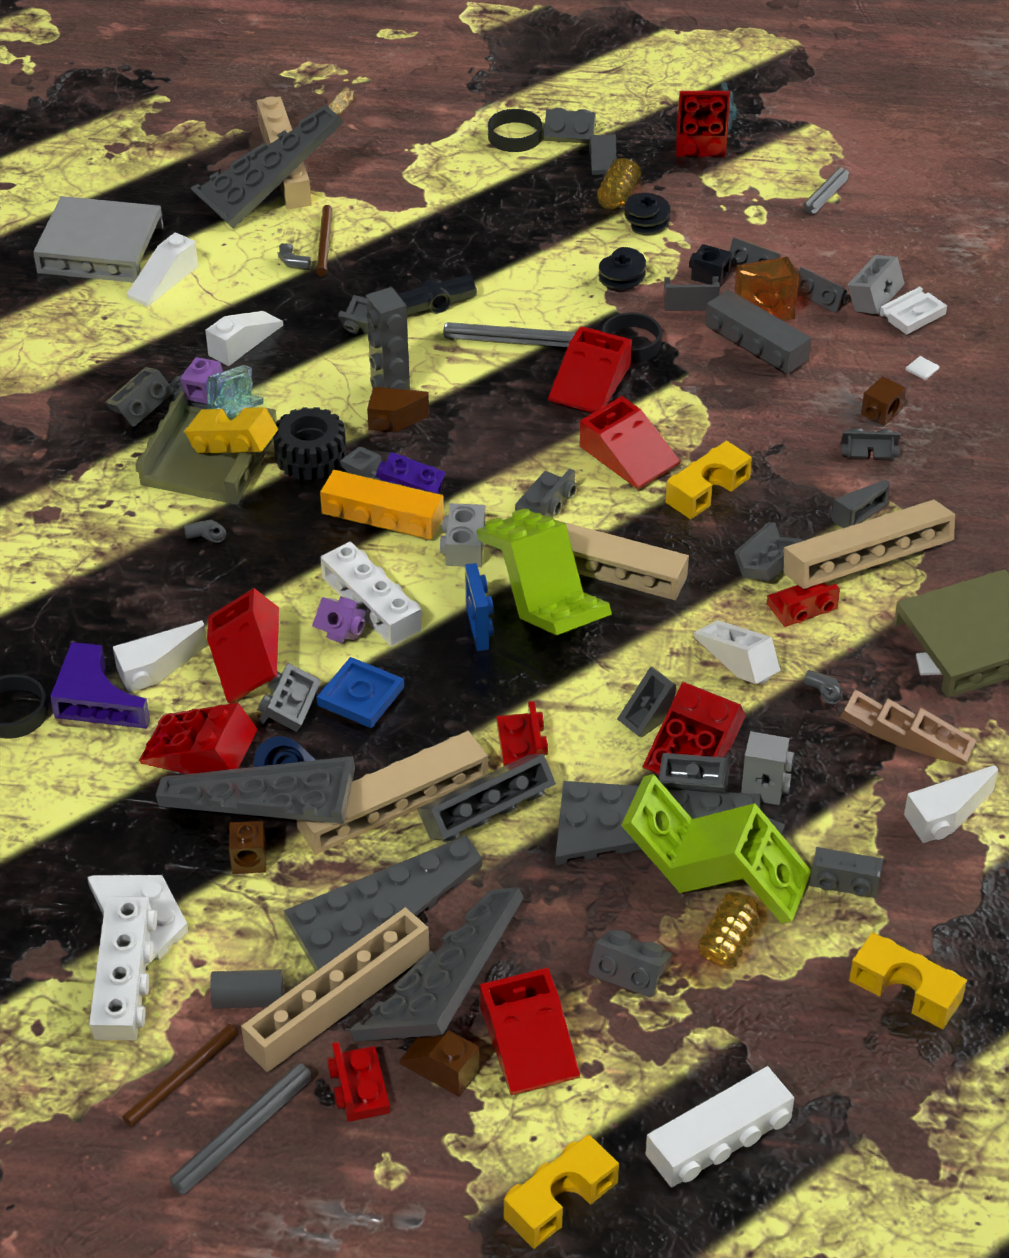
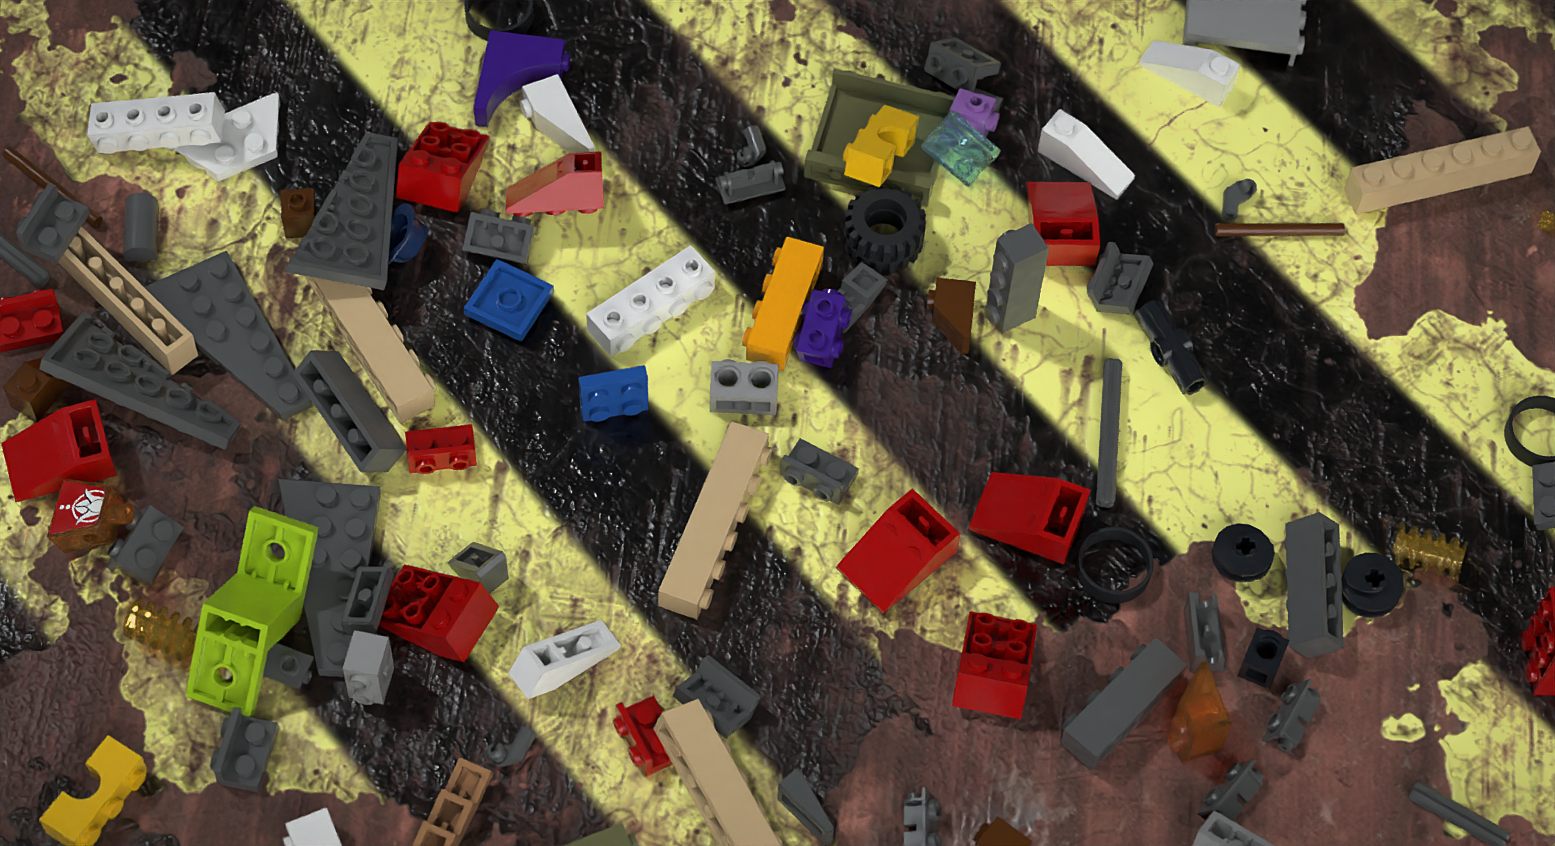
camera: 85 degrees right, 15 degrees up
(243, 530) = (751, 182): none -> dark grey hinge
(261, 170) = (1374, 140): dark grey wing -> none
(264, 1029) = (51, 224): none -> dark grey bracket
(311, 343) = (1066, 221): none -> red slope
(340, 618) = (606, 271): medium lavender brick -> none
(543, 571) = (653, 449): lime bracket -> none
(602, 152) = (1504, 536): dark grey slope -> none
(603, 998) = (87, 516): none -> torso
(651, 233) = (1314, 585): none -> dark grey brick
(692, 488) = (829, 617): yellow arch -> none
(726, 399) = (995, 665): none -> red slope

